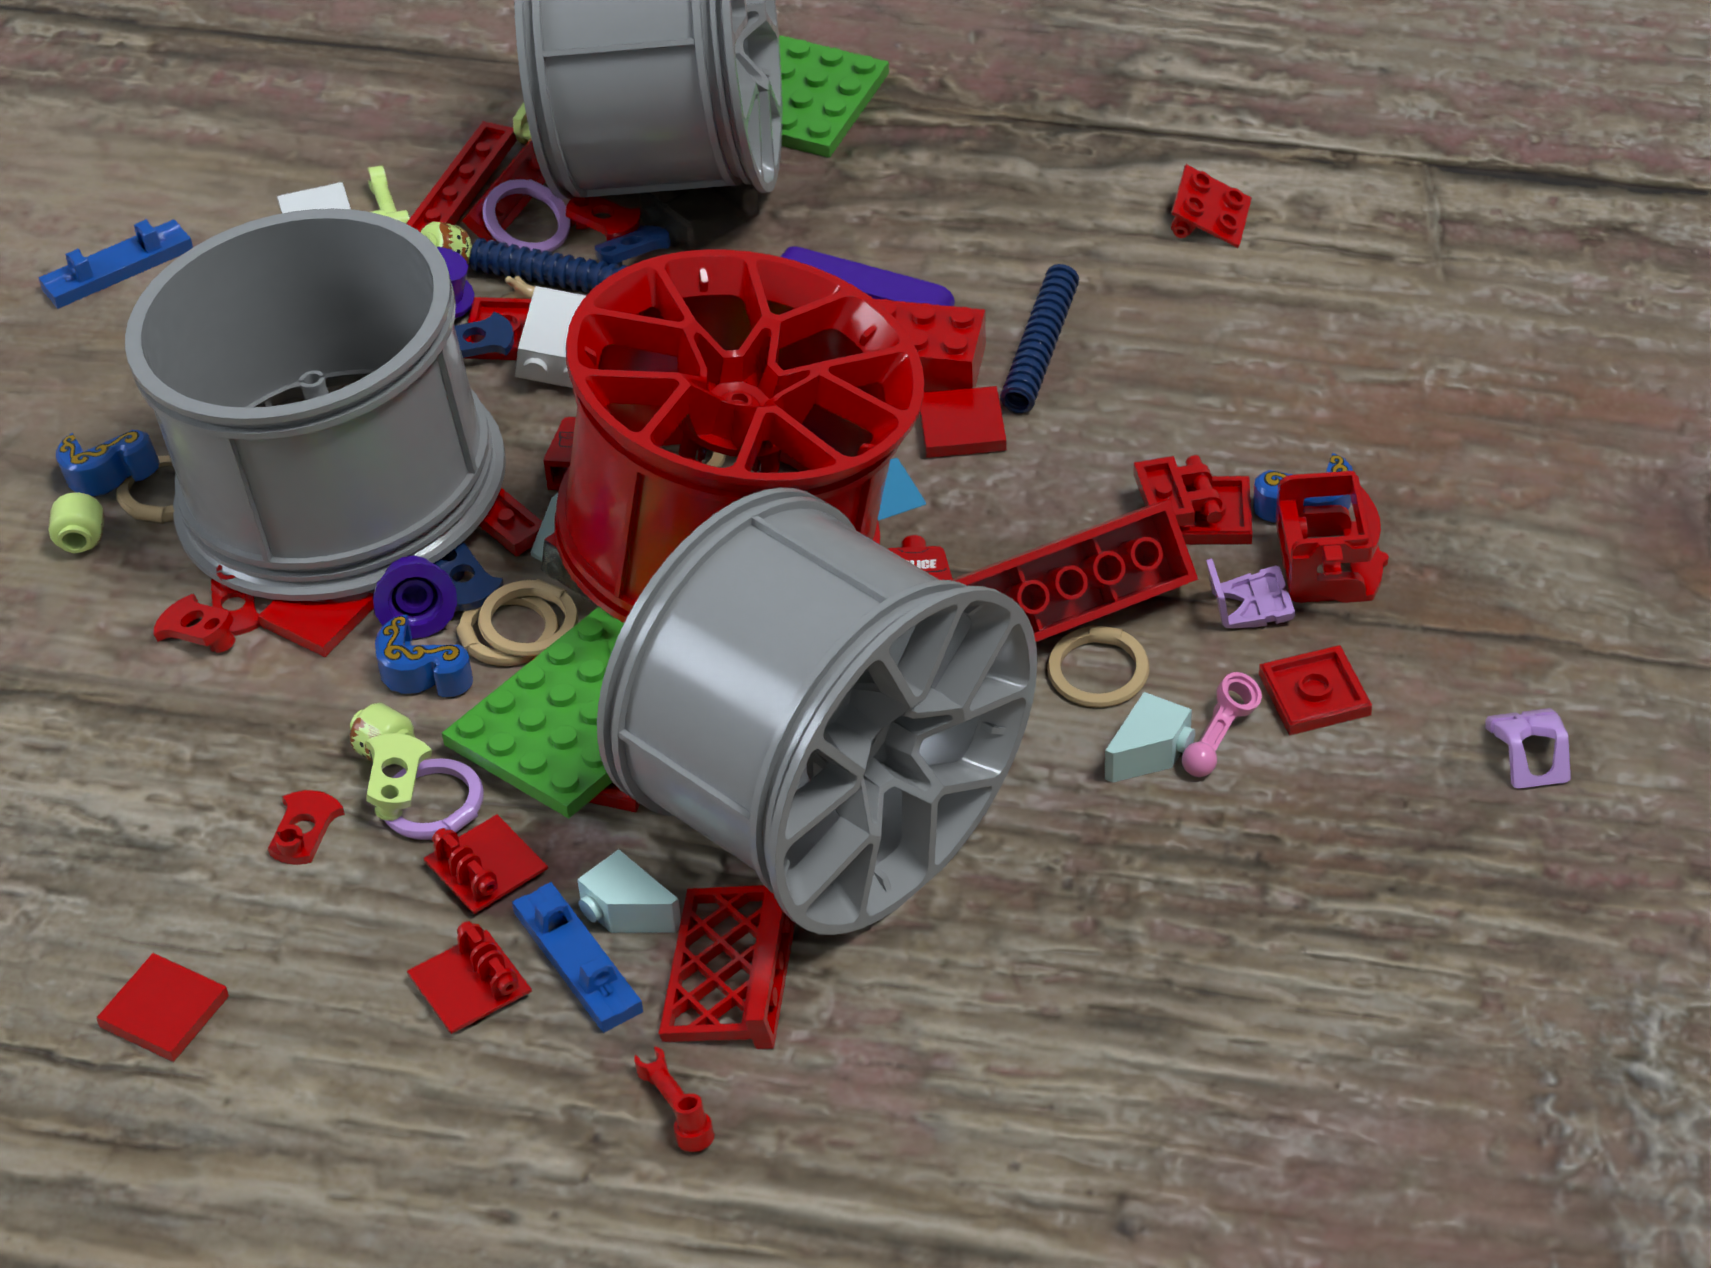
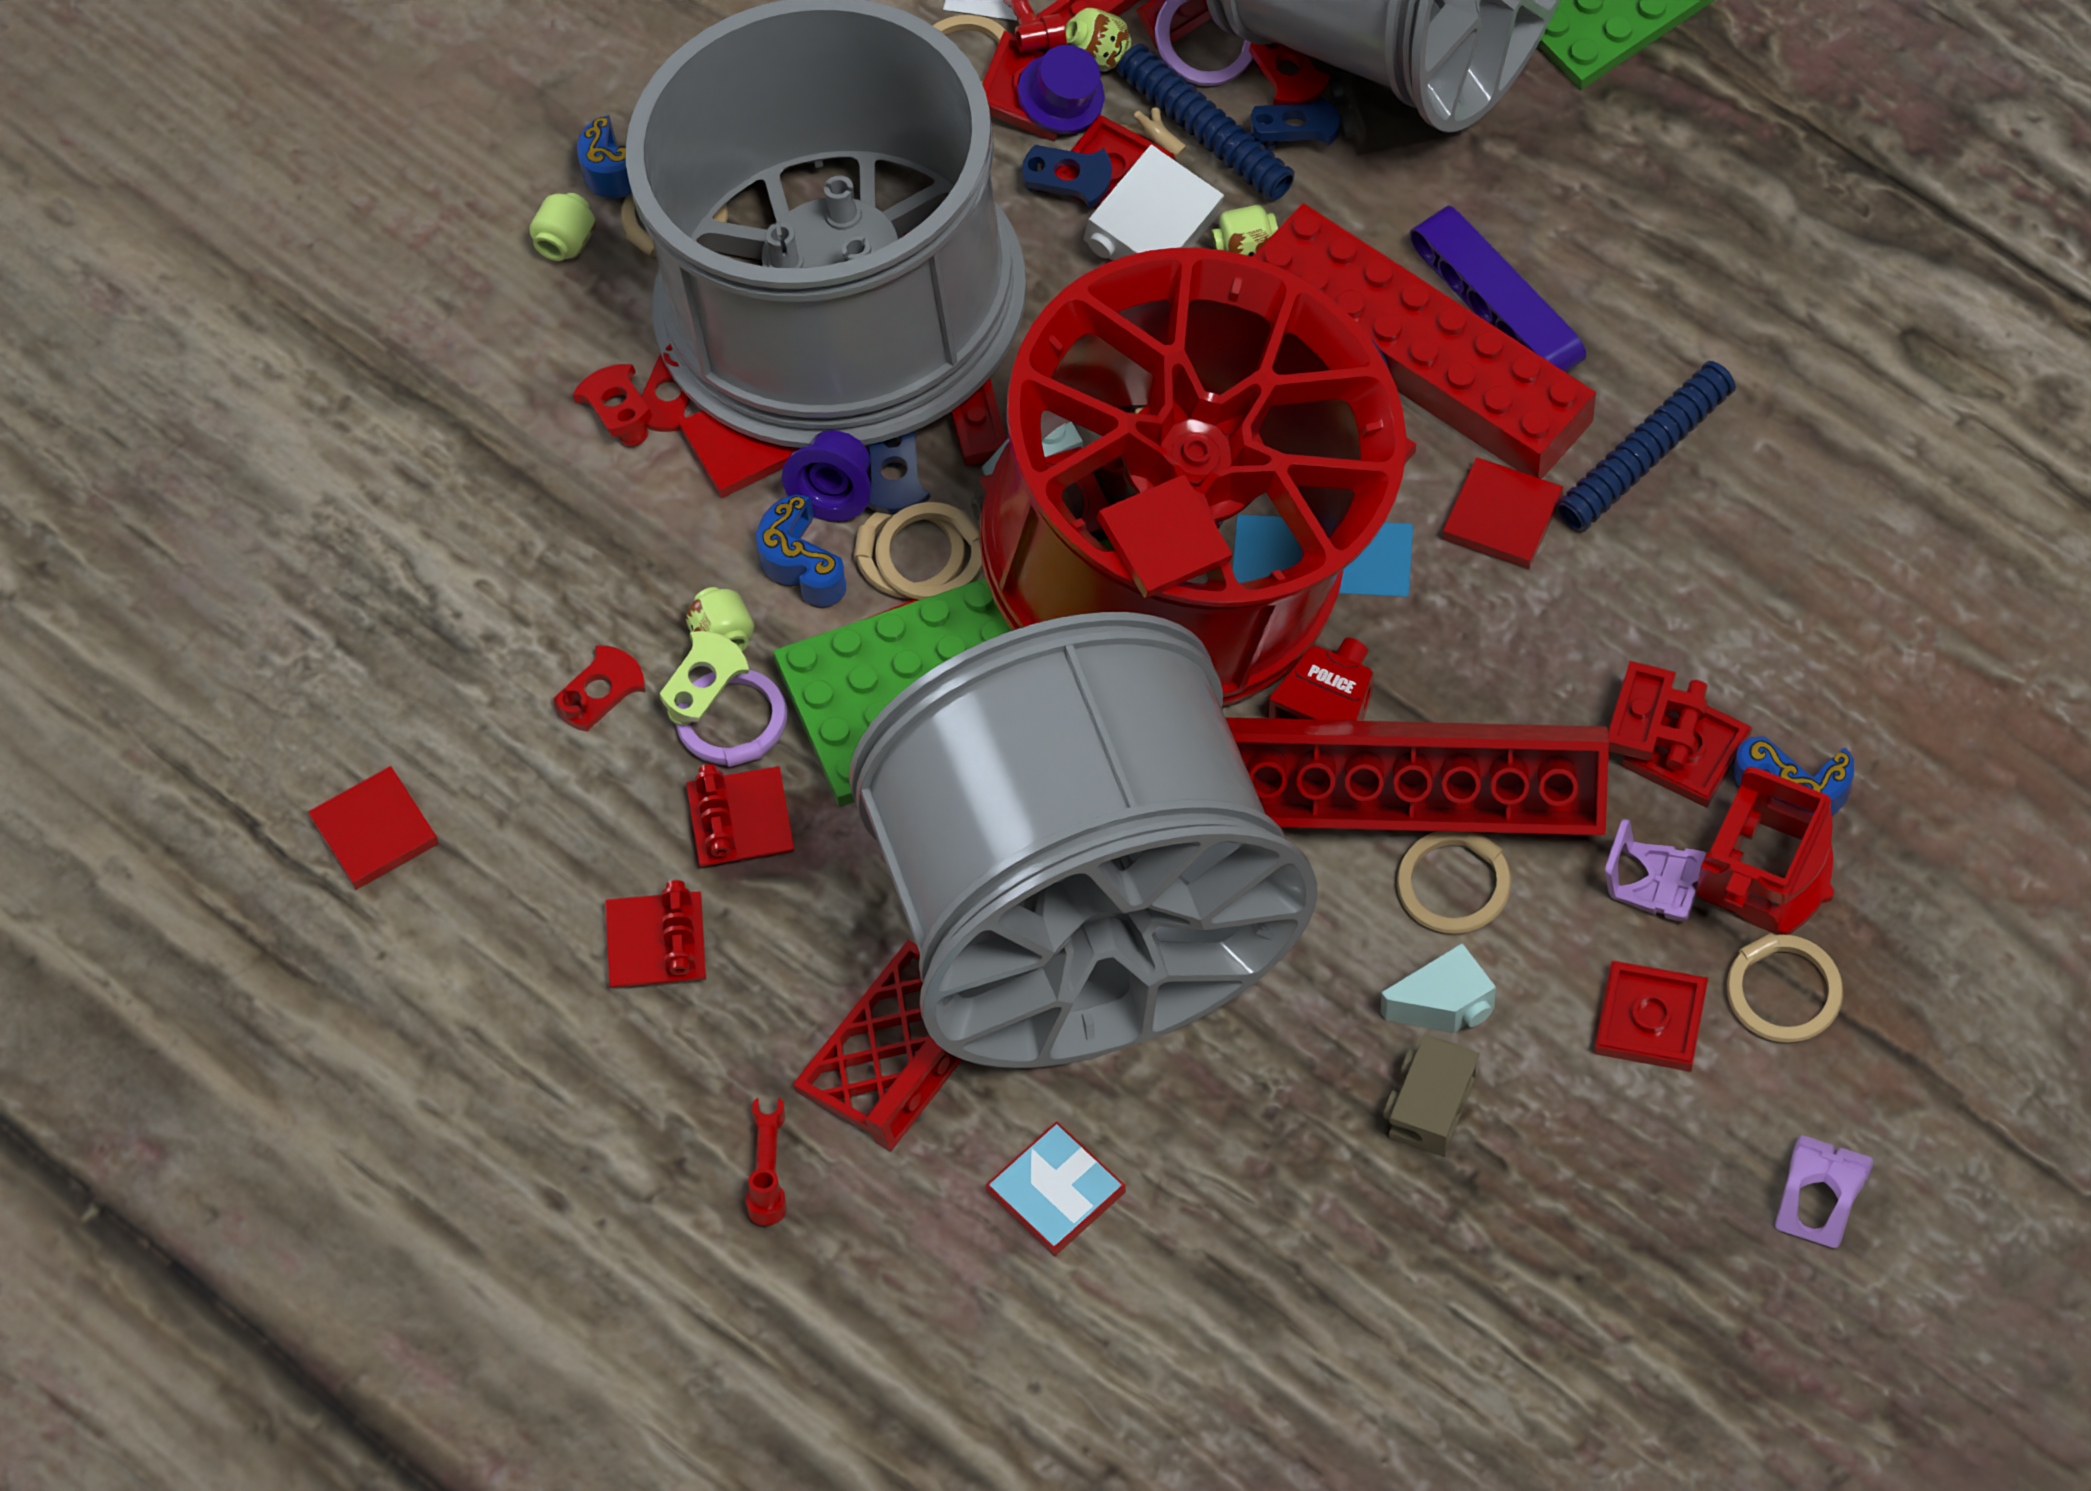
camera: 30 degrees right, 15 degrees up
(577, 957) = (767, 962): blue hinge -> none
(627, 898) = (840, 922): light aqua slope -> none
(768, 439) = (1164, 536): none -> red tile
(932, 1011) = (1055, 1188): none -> tile
(1191, 809) = (1433, 1094): none -> dark tan brick
(1200, 757) = (1485, 1036): bright pink piece -> none
(1210, 207) = (1939, 356): red hinge -> none
(1398, 599) = (1784, 943): none -> tan piece

